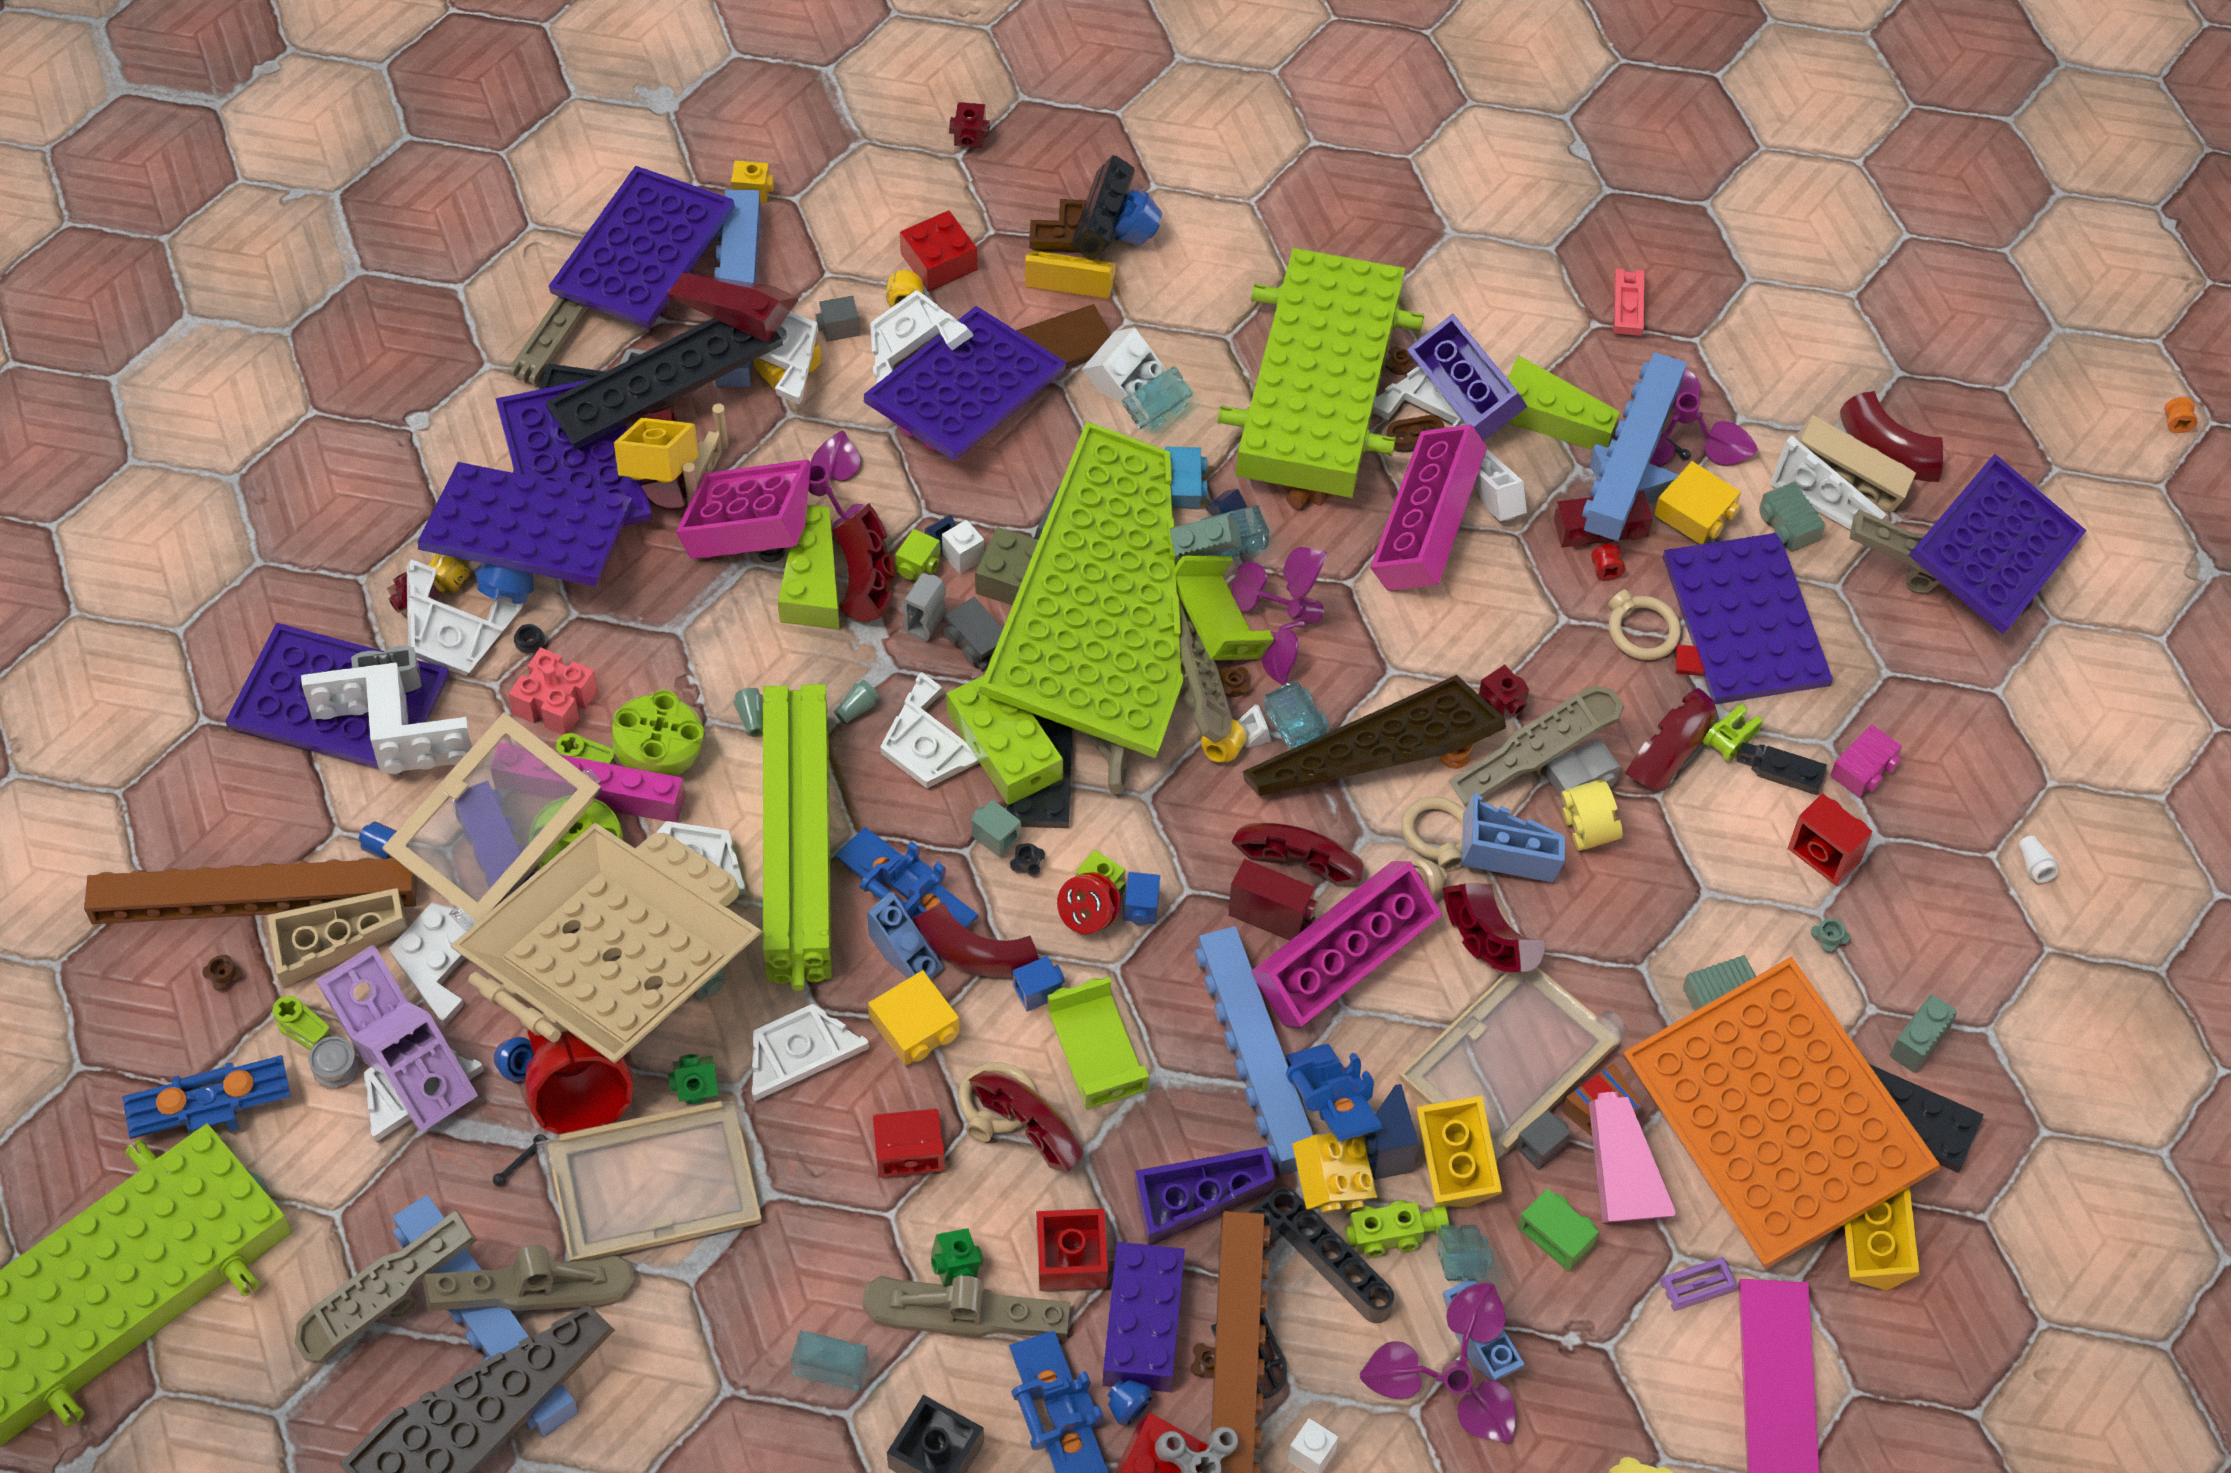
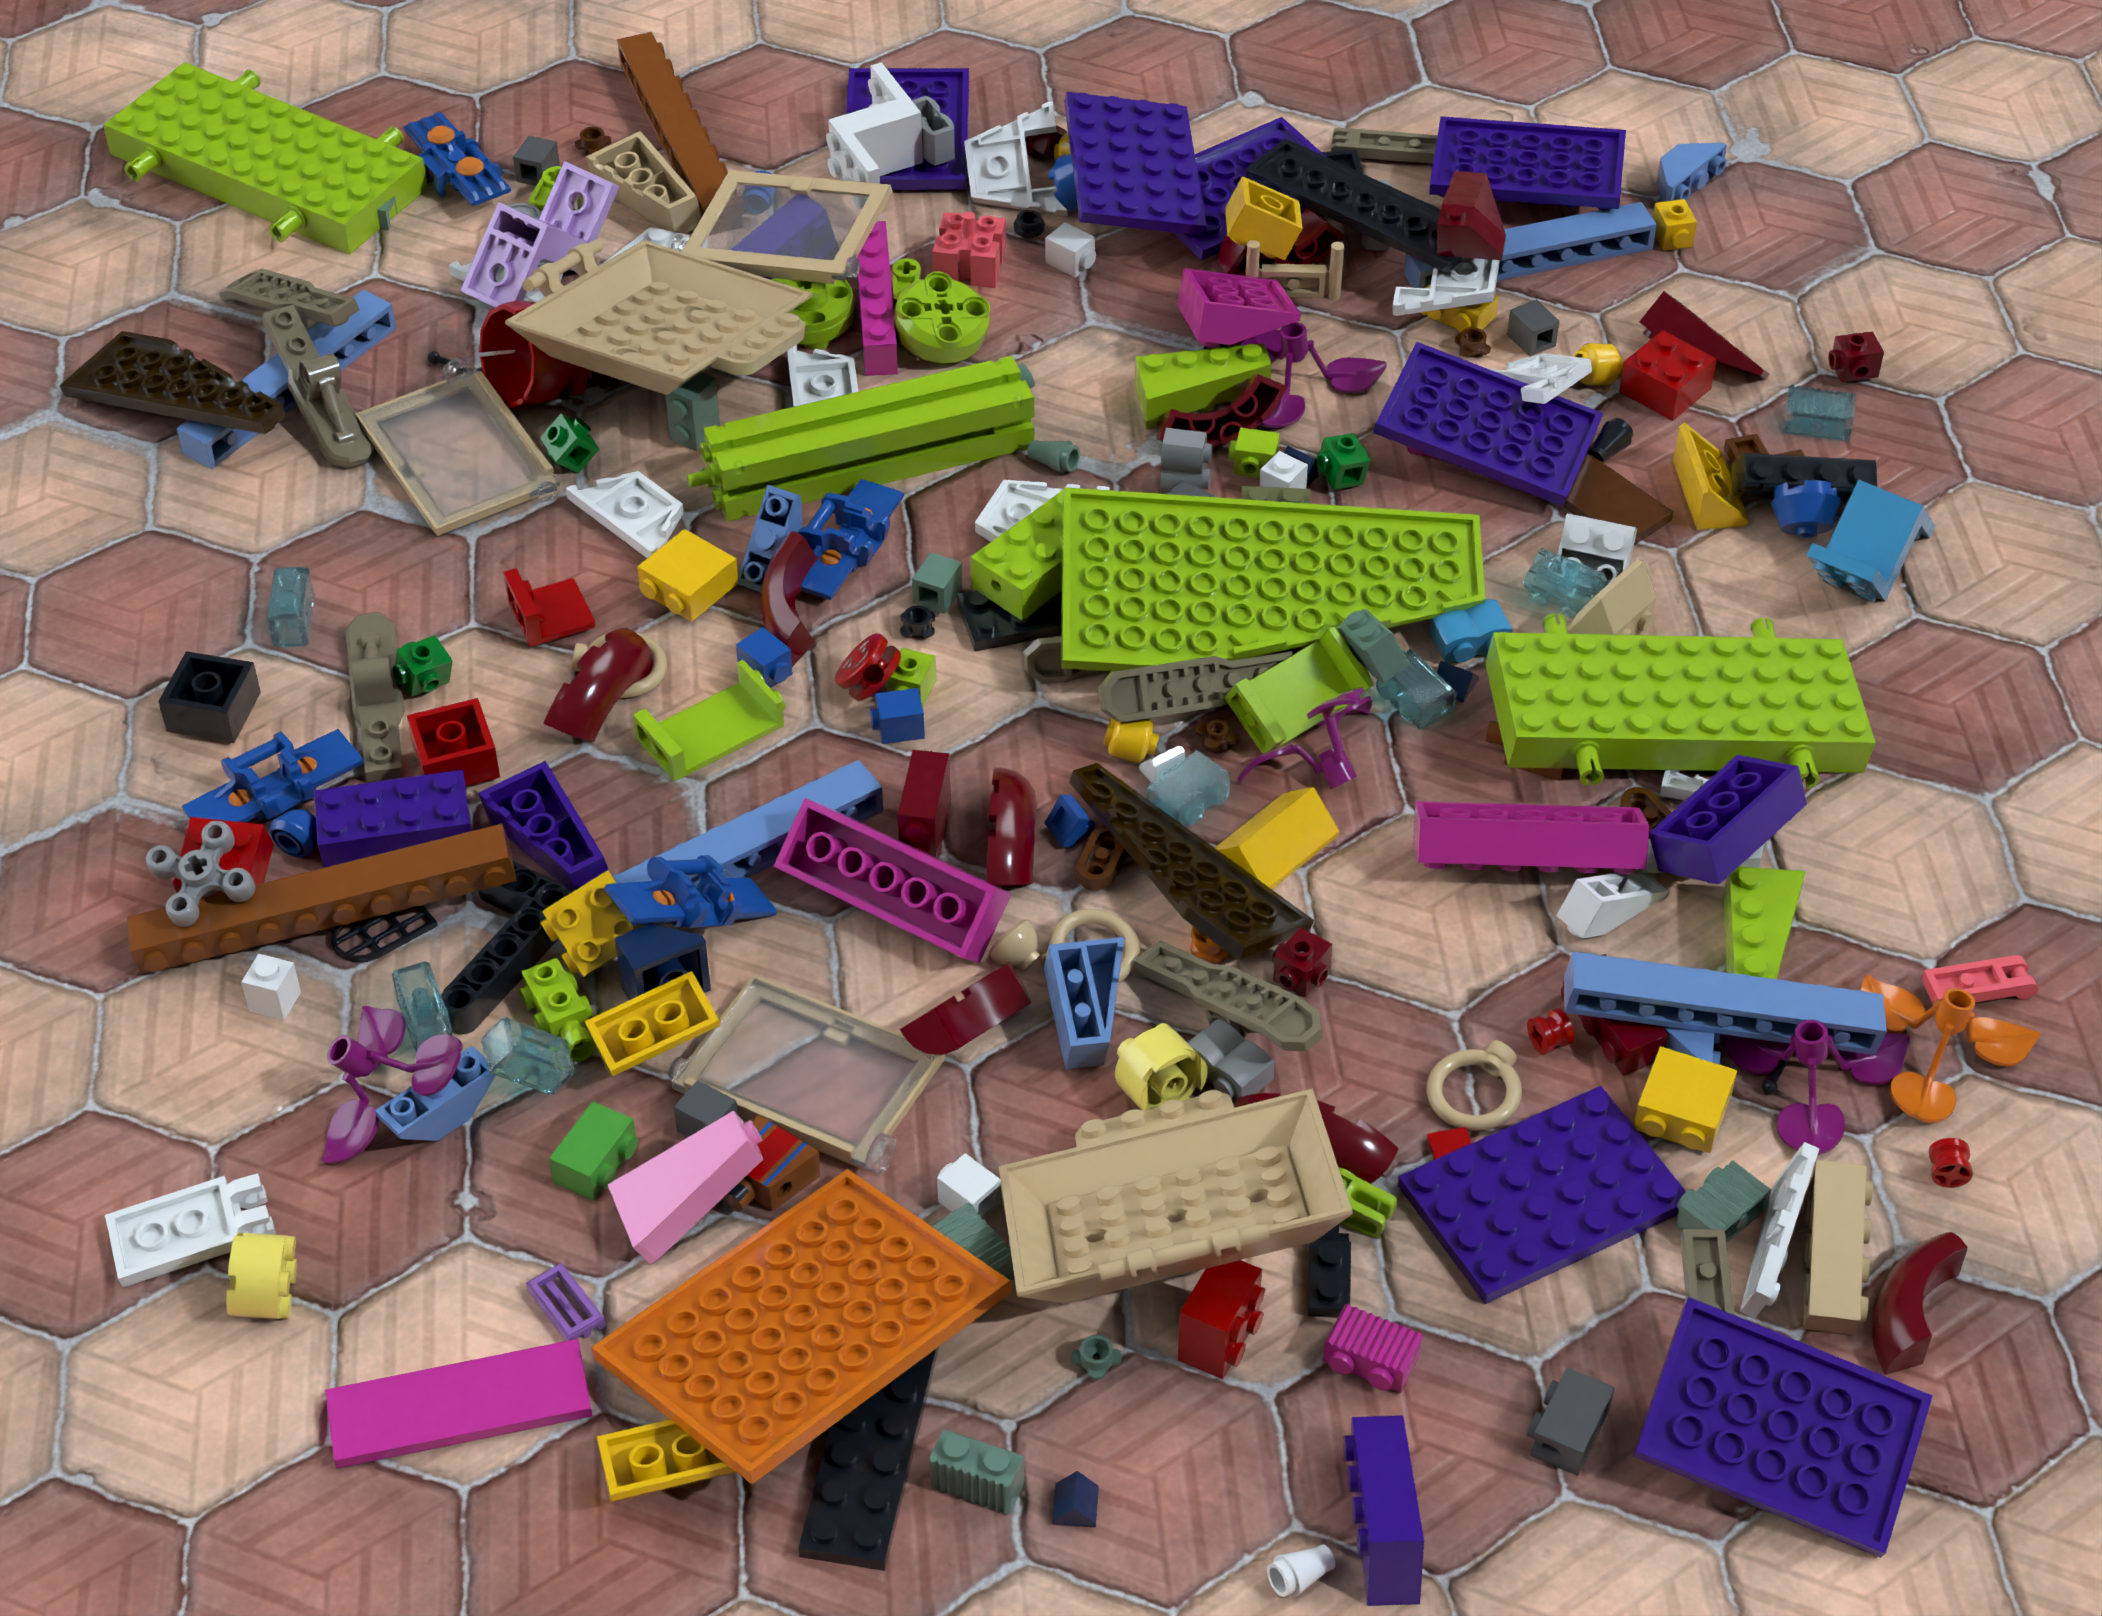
camera: 75 degrees right, 10 degrees down
(237, 1026) = (534, 158): none -> dark grey brick
(587, 614) = (1070, 249): none -> white brick
(687, 152) = (1689, 169): none -> medium blue slope
(832, 360) = (1472, 342): none -> reddish brown plate
(883, 223) = (1678, 320): none -> dark red wedge
(957, 497) = (1343, 461): none -> green brick
(997, 308) = (1611, 439): none -> black cone
(1019, 173) = (1819, 413): none -> clear light blue brick
(1198, 192) = (1871, 541): none -> dark azure bracket
(1202, 374) = (1620, 607): none -> tan wedge
(1302, 808) = (1068, 821): none -> blue tile
(1347, 797) = (1098, 864): none -> reddish brown plate
(1355, 673) = (1281, 836): none -> yellow slope
(1377, 1324) = (421, 1002): none -> clear light blue brick
(1662, 975) = (970, 1183): none -> white brick
(1679, 315) = (1993, 1041): none -> orange plant
(1694, 818) = (1171, 1194): none -> tan container
(1785, 377) = (1950, 1162): none -> red wheel
(1951, 664) = (1570, 1421): none -> dark grey brick
(1952, 983) = (1075, 1501): none -> dark blue slope
(2004, 790) = (1385, 1510): none -> dark purple wedge

